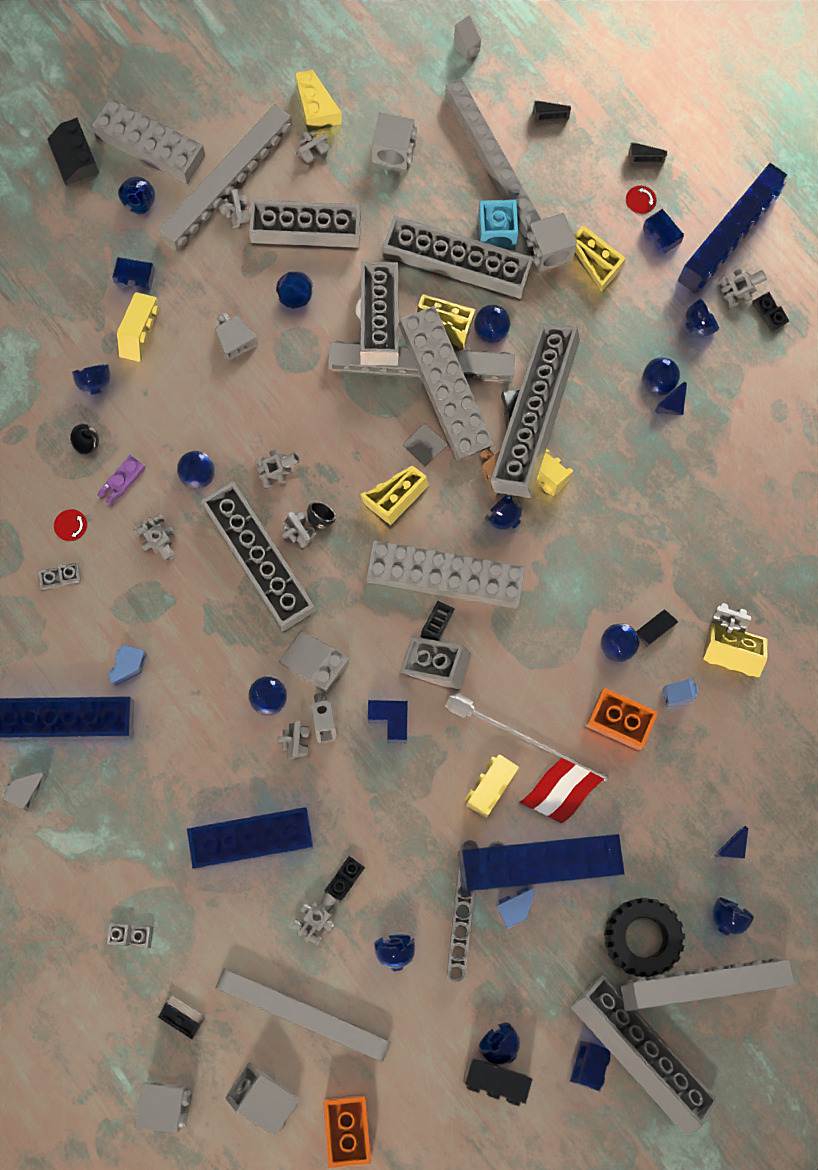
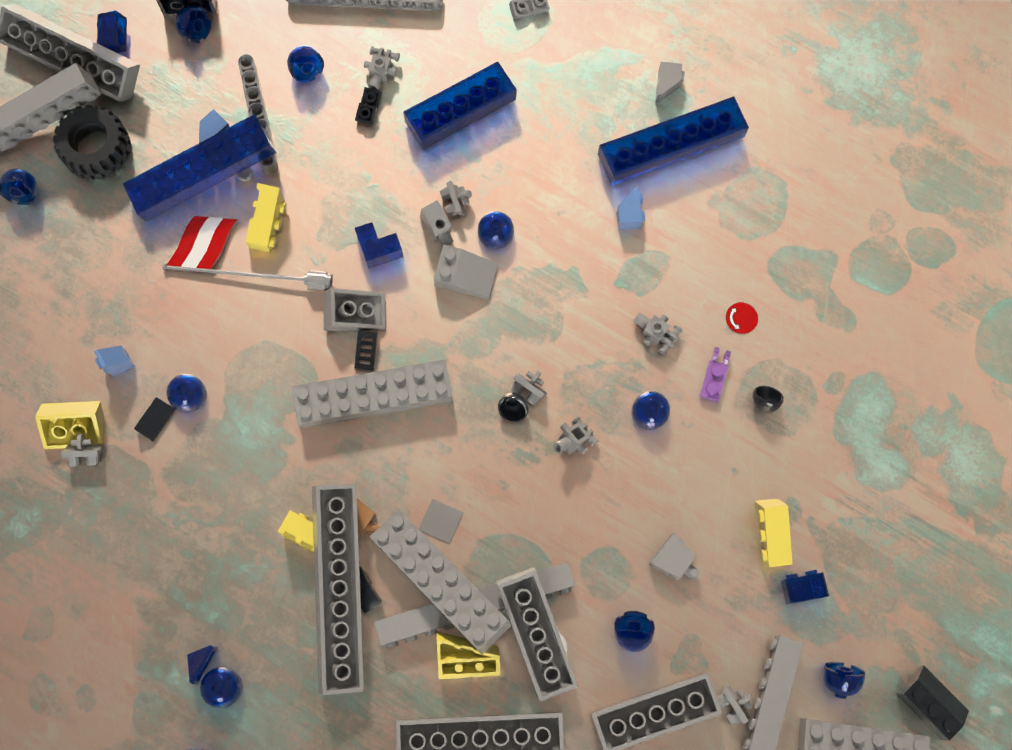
camera: 160 degrees right, 0 degrees up
(58, 577) = (728, 266): light grey slope -> none
(92, 378) = (791, 460): clear blue cylinder -> none
(258, 556) = (556, 345): light grey brick -> none
(395, 495) = (448, 452): light yellow wedge -> none
(492, 323) = (417, 678): clear blue cylinder -> none
(505, 513) = (336, 471): clear blue cylinder -> none
(622, 719) = (163, 317): orange brick -> none
(735, 846) = (32, 247): clear blue slope -> none

